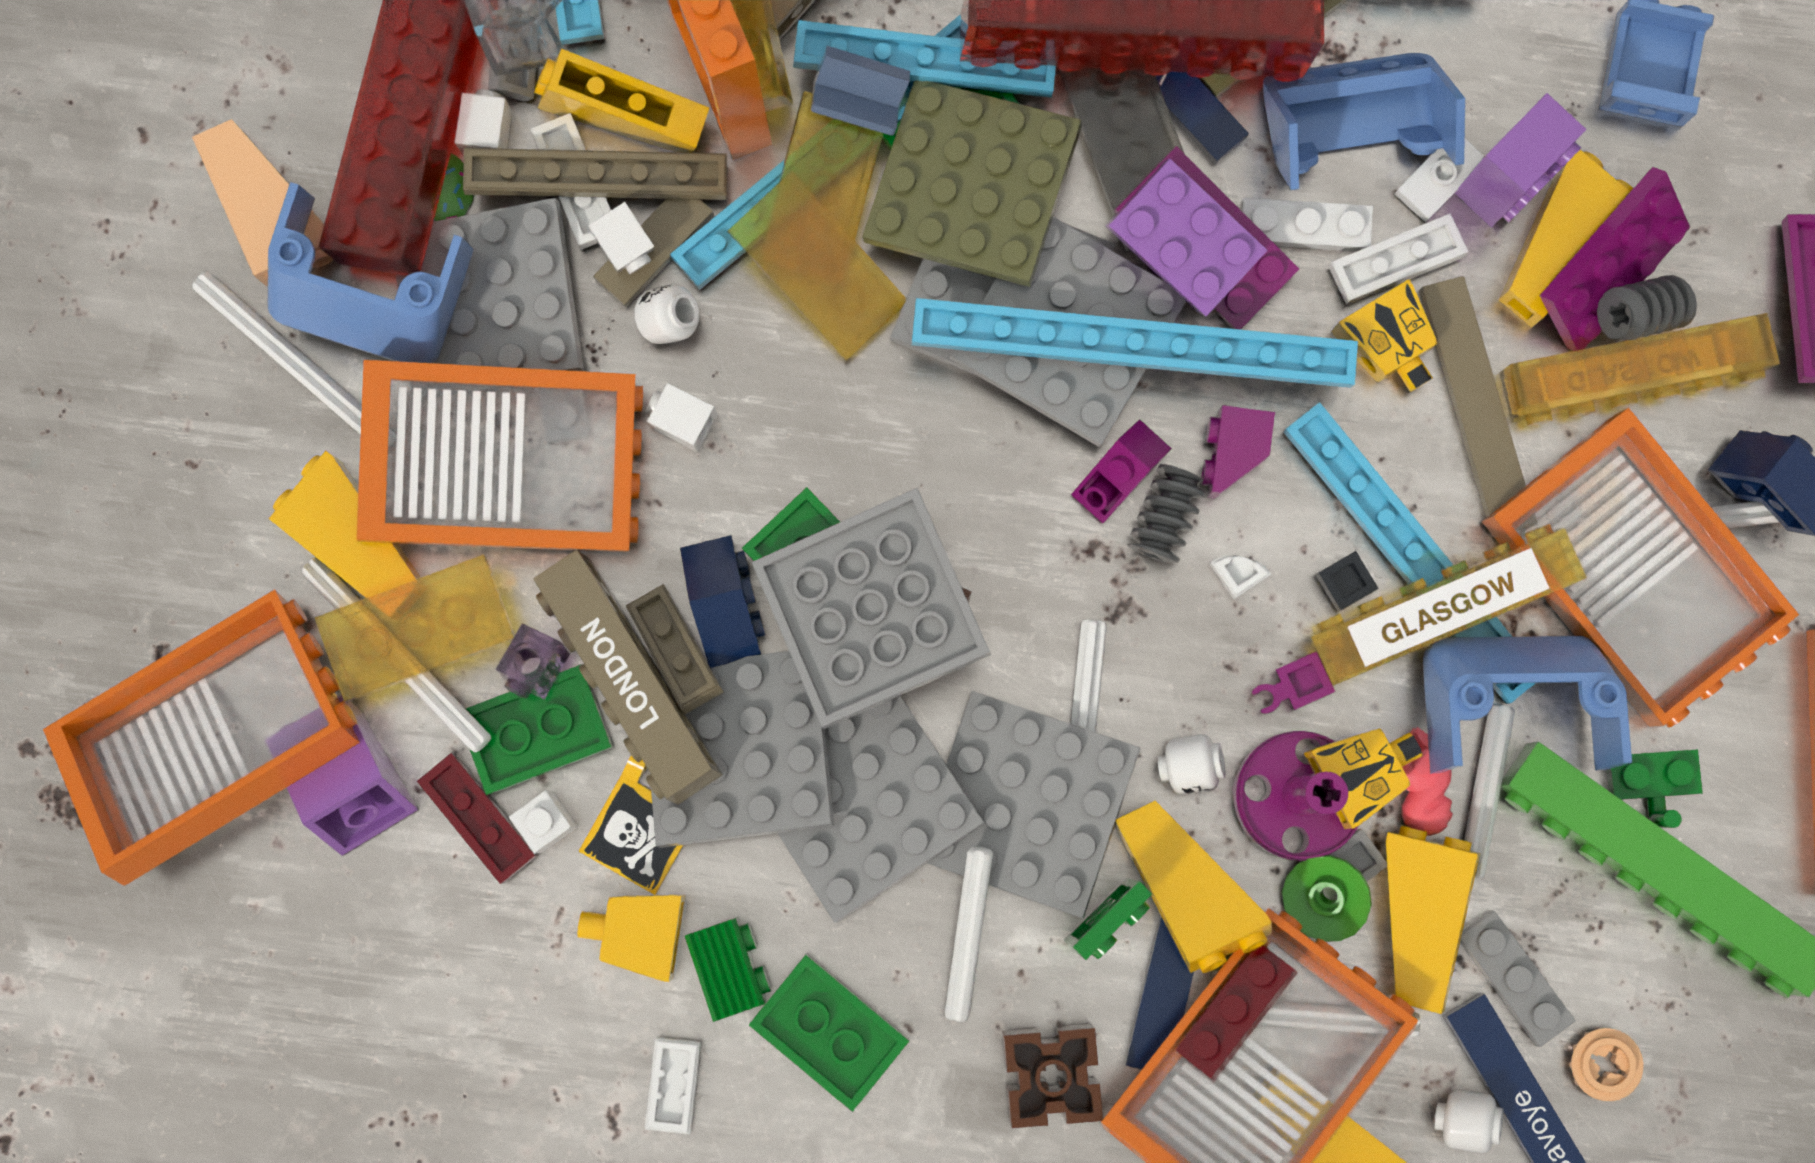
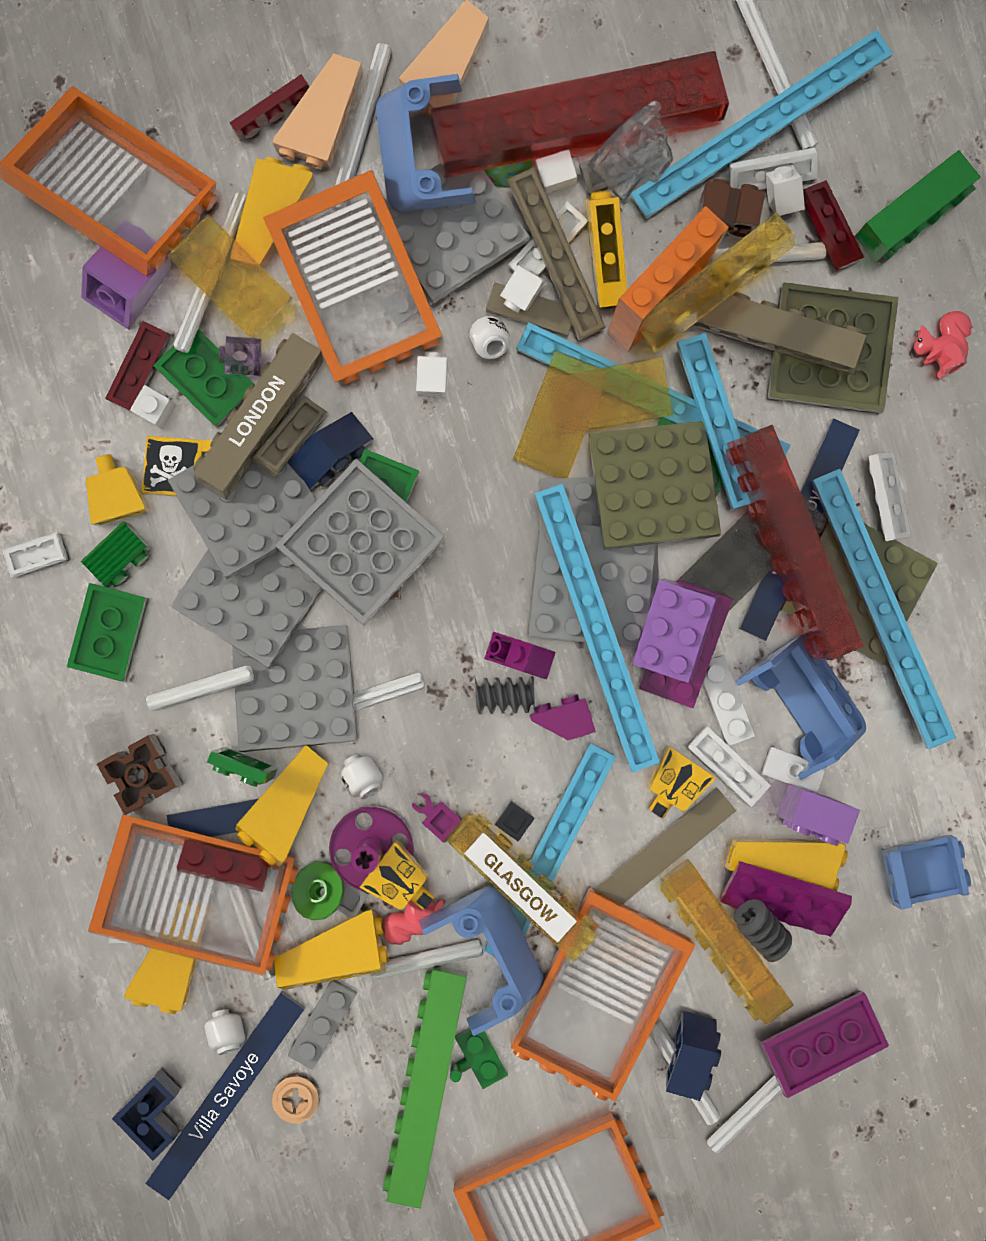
camera: 60 degrees right, 5 degrees up
(209, 470) = (270, 108): none -> dark red plate
(255, 411) = (320, 116): none -> light nougat slope
(859, 90) = (677, 390): sand blue panel -> none
(1239, 573) = (491, 754): white tile -> none

